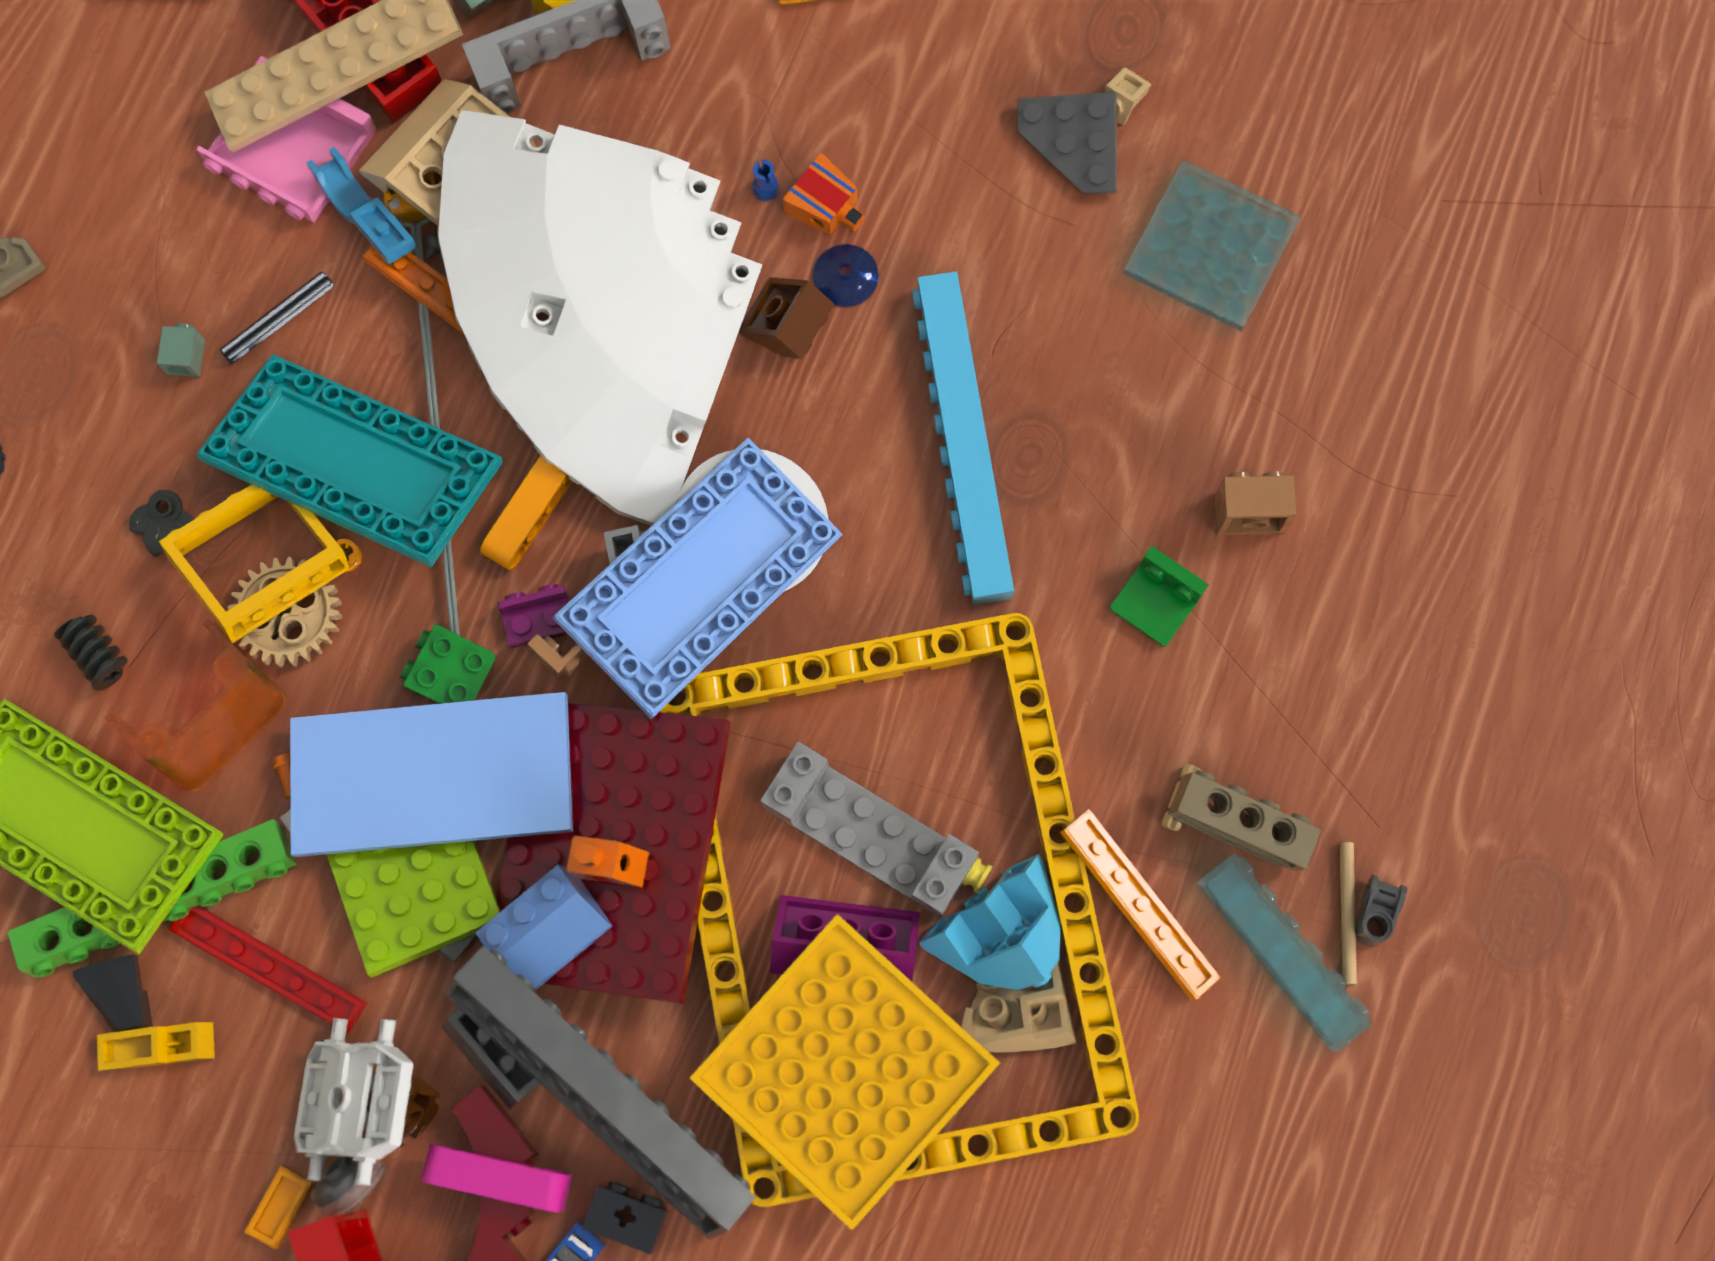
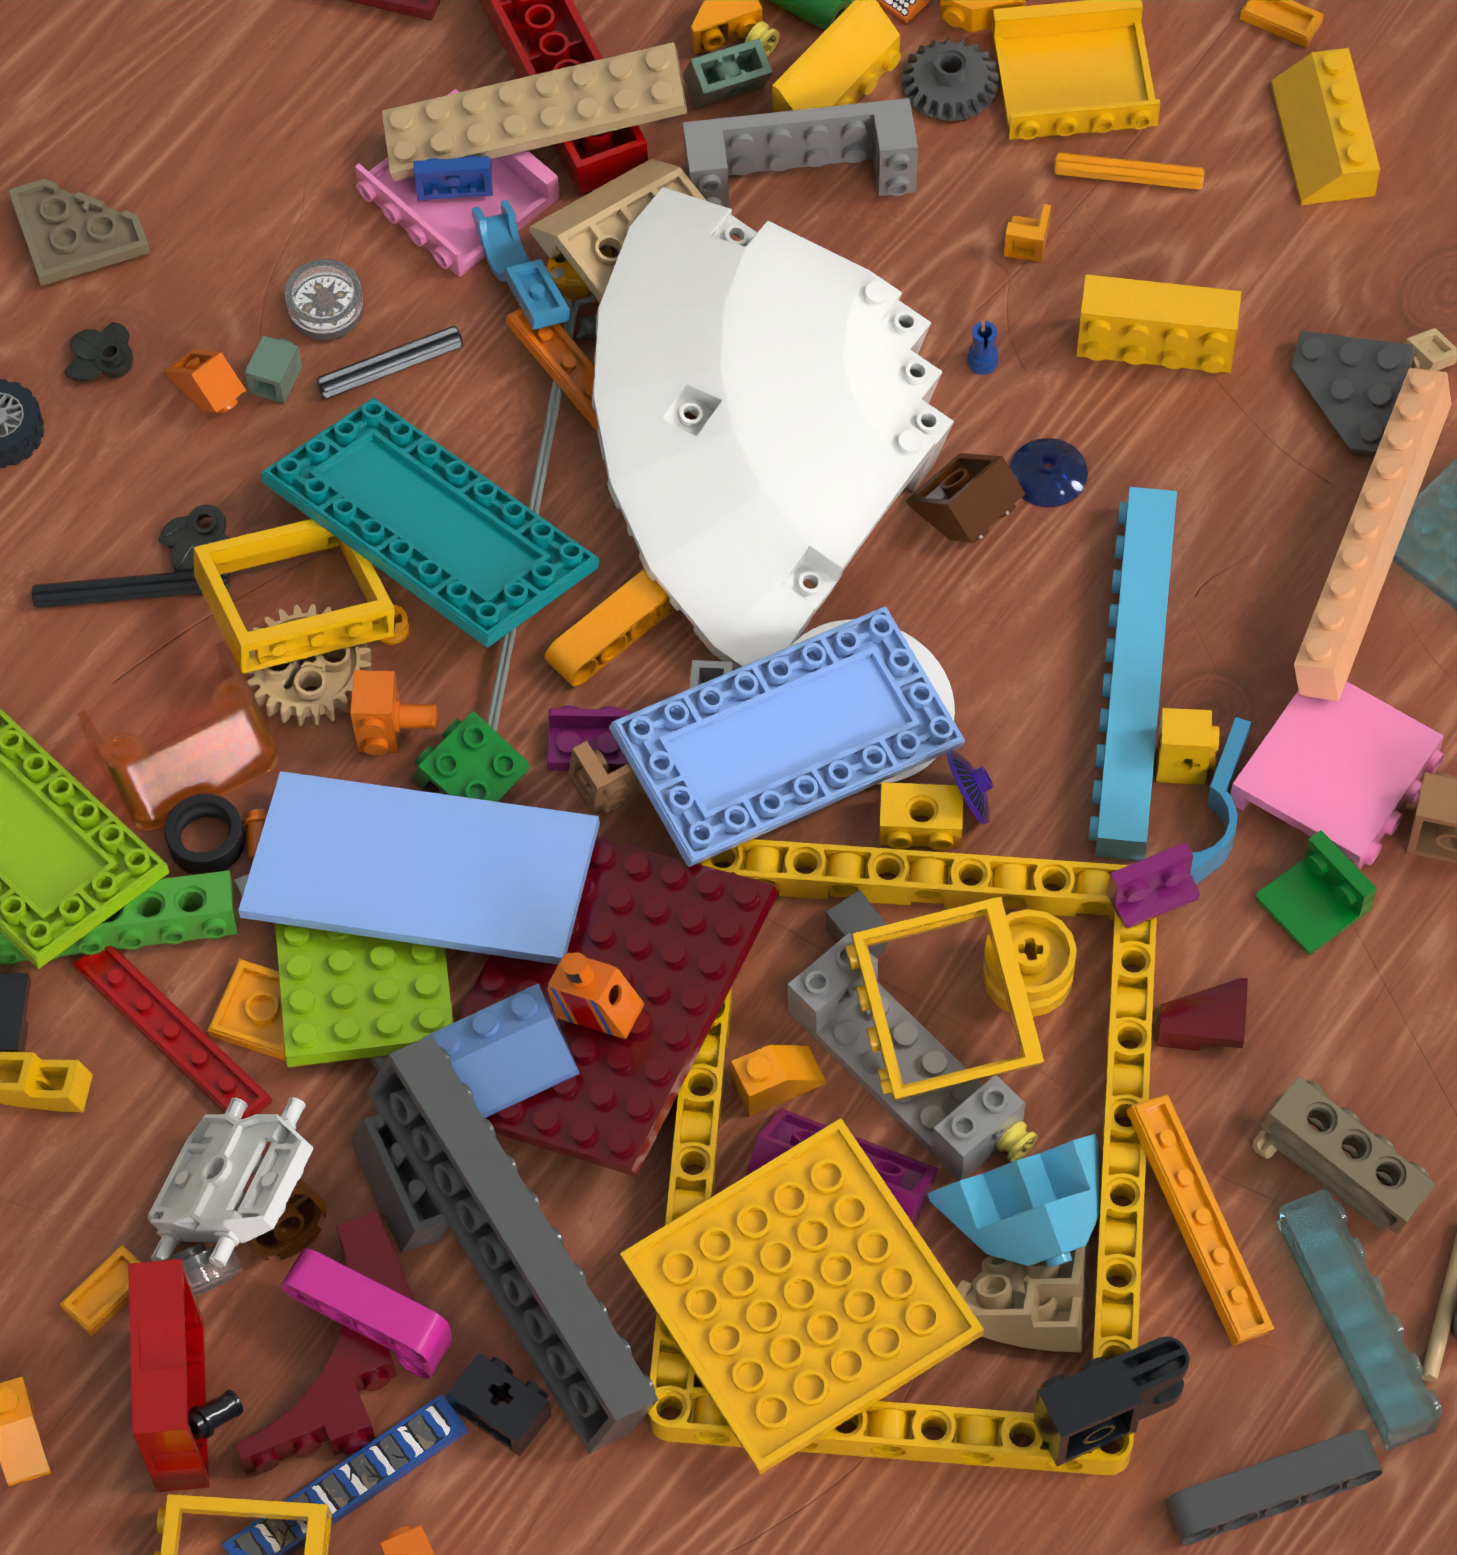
camera: 15 degrees right, 15 degrees down
(31, 372) = (100, 353): none -> pearl dark grey plate
(91, 651) = (80, 650): pearl dark grey piece -> none
(109, 583) = (117, 589): none -> black axle
(127, 376) = (206, 380): none -> orange slope
(205, 276) = (324, 299): none -> clear piece
(225, 768) = (192, 809): none -> black tyre
(282, 139) = (453, 177): none -> blue bracket
(325, 929) = (251, 1011): none -> light orange tile
(358, 644) = (380, 715): none -> orange brick
(771, 870) = (775, 1076): none -> light orange slope
(773, 67) = (1027, 236): none -> light orange panel
(801, 724) = (853, 916): none -> dark grey brick
(824, 198) = (1045, 383): torso -> none
(838, 597) = (906, 800): none -> yellow brick
(859, 578) = (972, 784): none -> dark purple dish
(903, 124) = (1158, 324): none -> yellow brick
(917, 841) = (1010, 976): none -> yellow window
(951, 699) = (1045, 960): none -> yellow wheel
(1023, 497) = (1186, 746): none -> yellow brick
(1032, 635) = (1153, 886): none -> magenta bracket
(1059, 532) = (1222, 803): none -> dark azure piece
(1098, 724) = (1206, 1017): none -> dark red slope
(1115, 1095) = (1109, 1398): none -> black brick
(1125, 270) = (1372, 535): none -> light nougat brick
(1148, 479) = (1340, 769): none -> bright pink panel
(1255, 1113) = (1273, 1487): none -> dark grey beam

